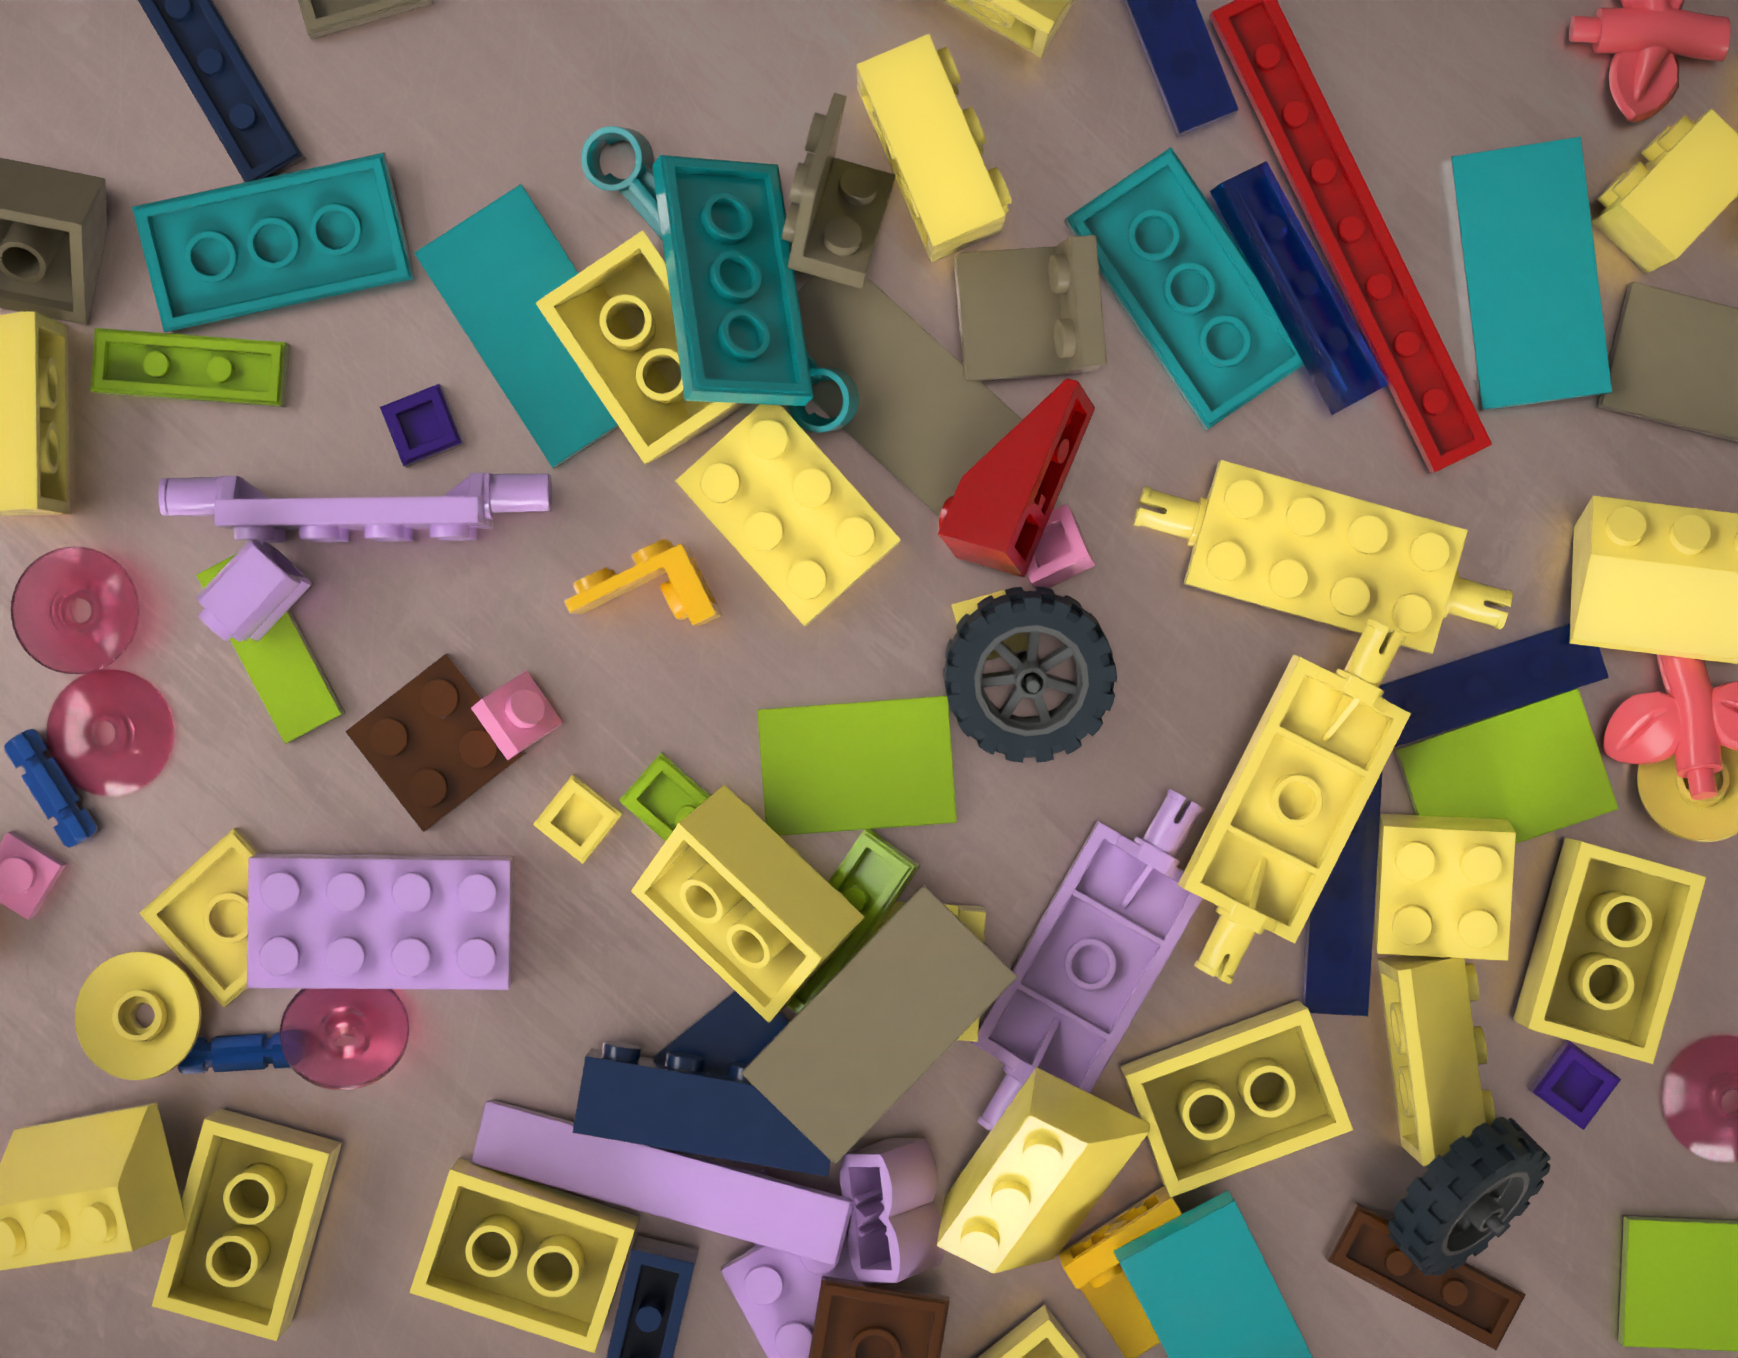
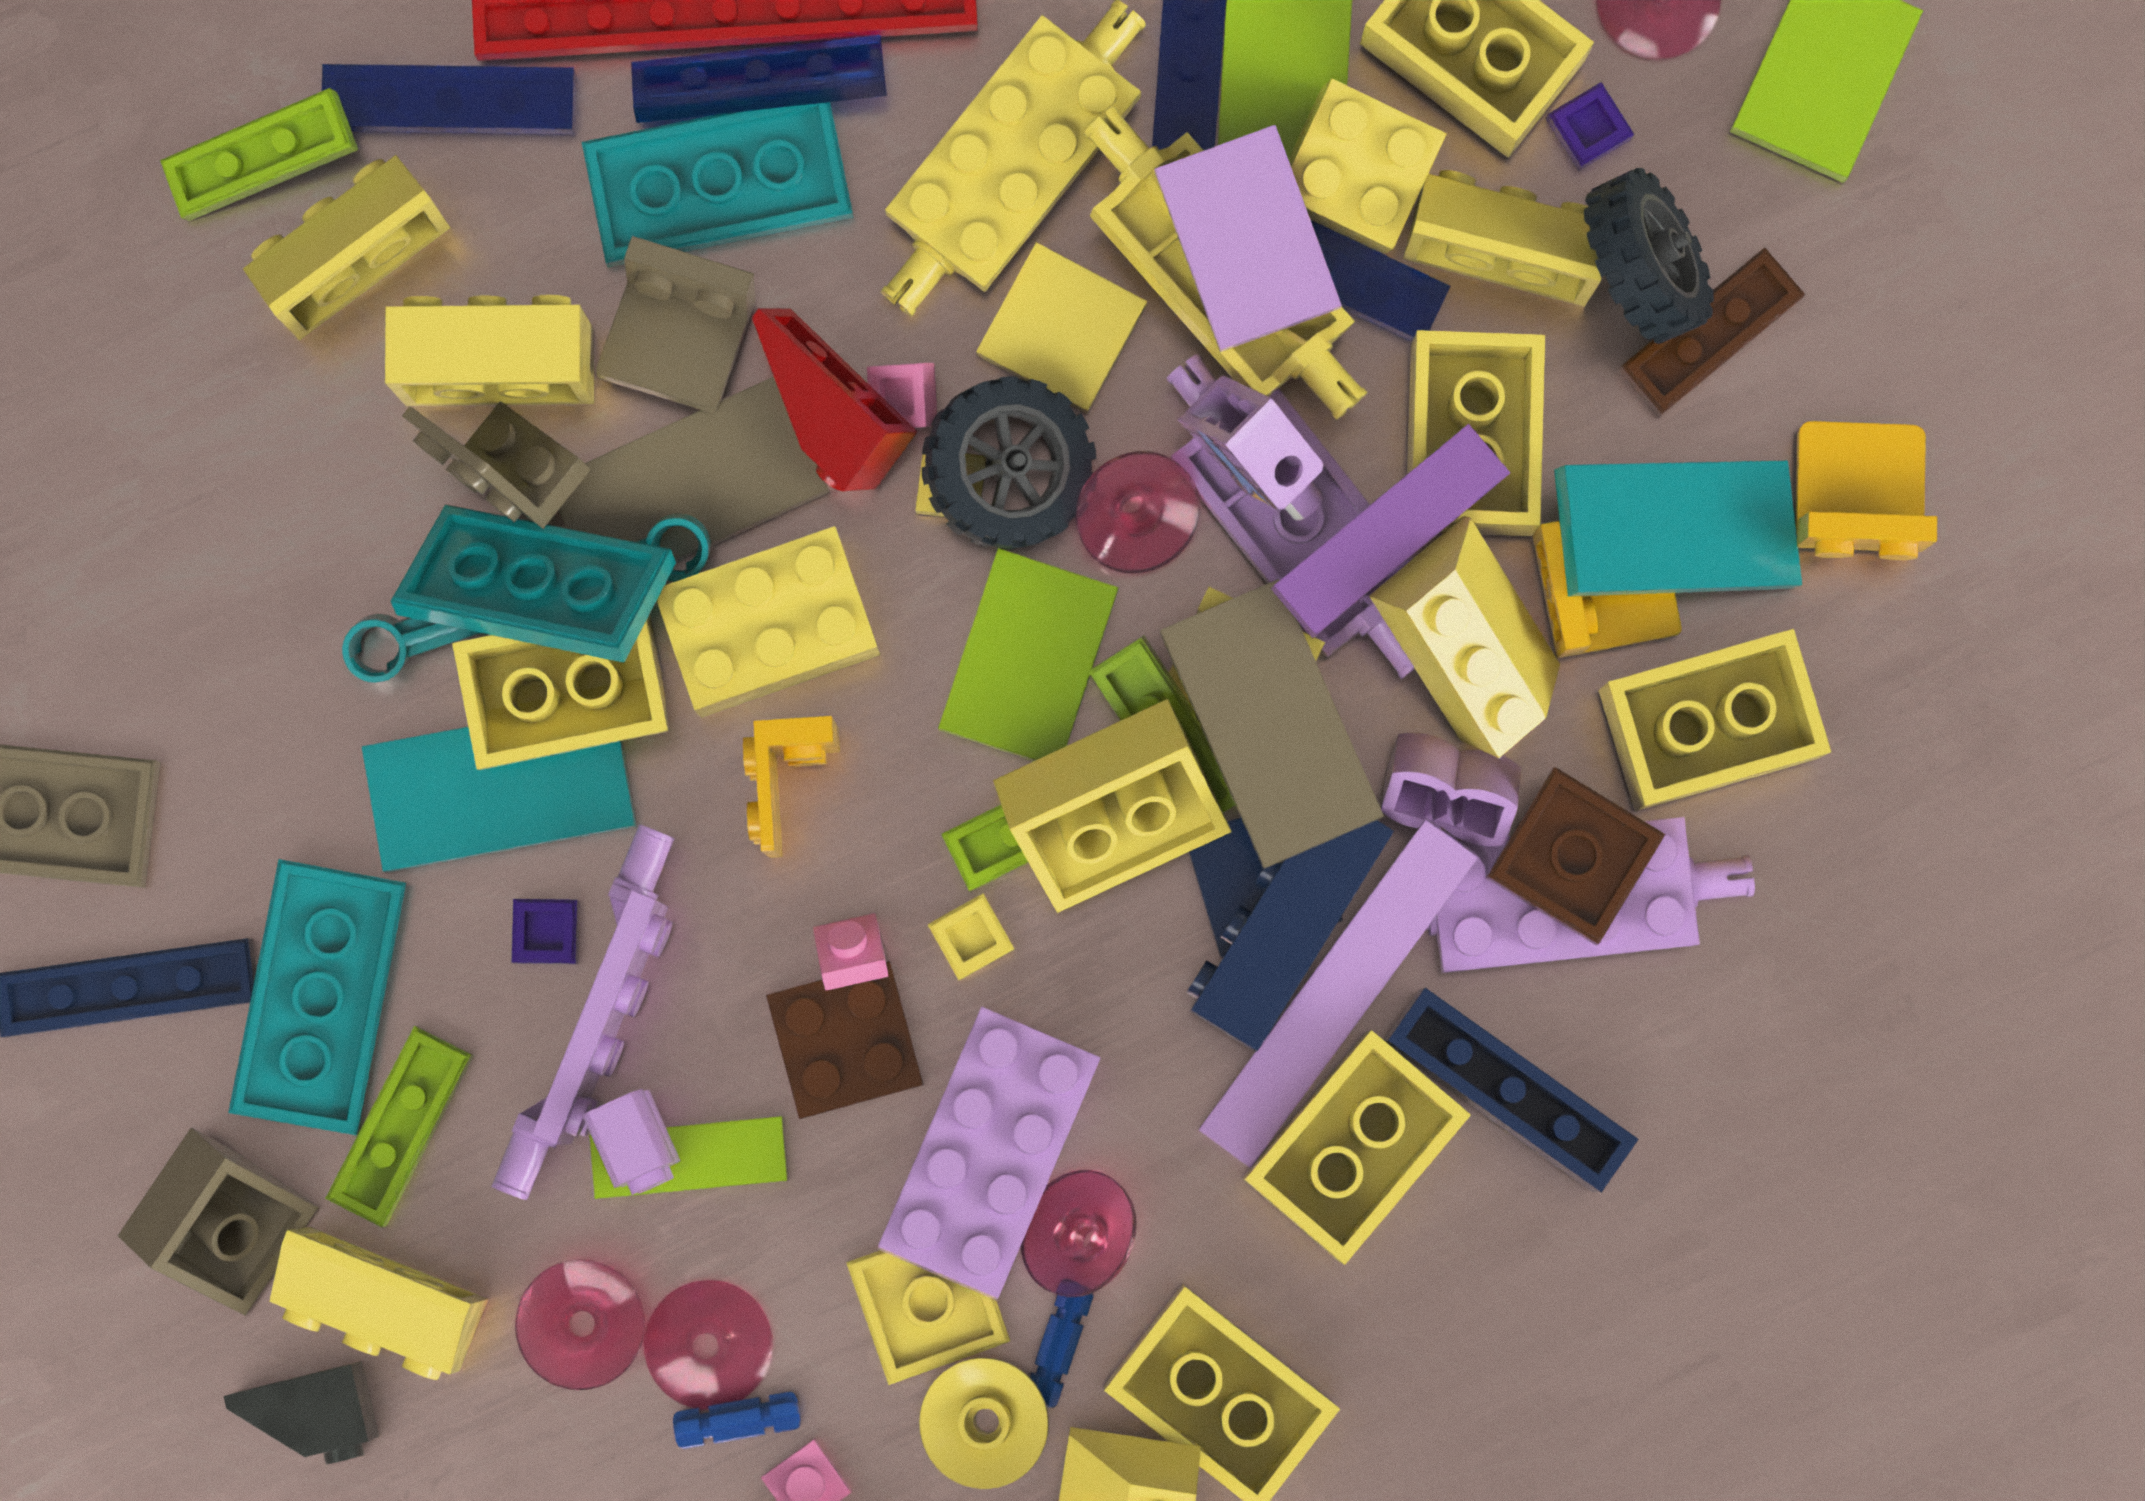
camera: 65 degrees left, 5 degrees down
(1019, 829) = (1151, 533): none -> clear pink dish
(1105, 1063) = (1390, 531): none -> medium lavender tile
(1131, 919) = (1256, 446): none -> lavender torso
(1180, 668) = (1061, 327): none -> light yellow tile
(1329, 815) = (1247, 238): none -> lavender tile

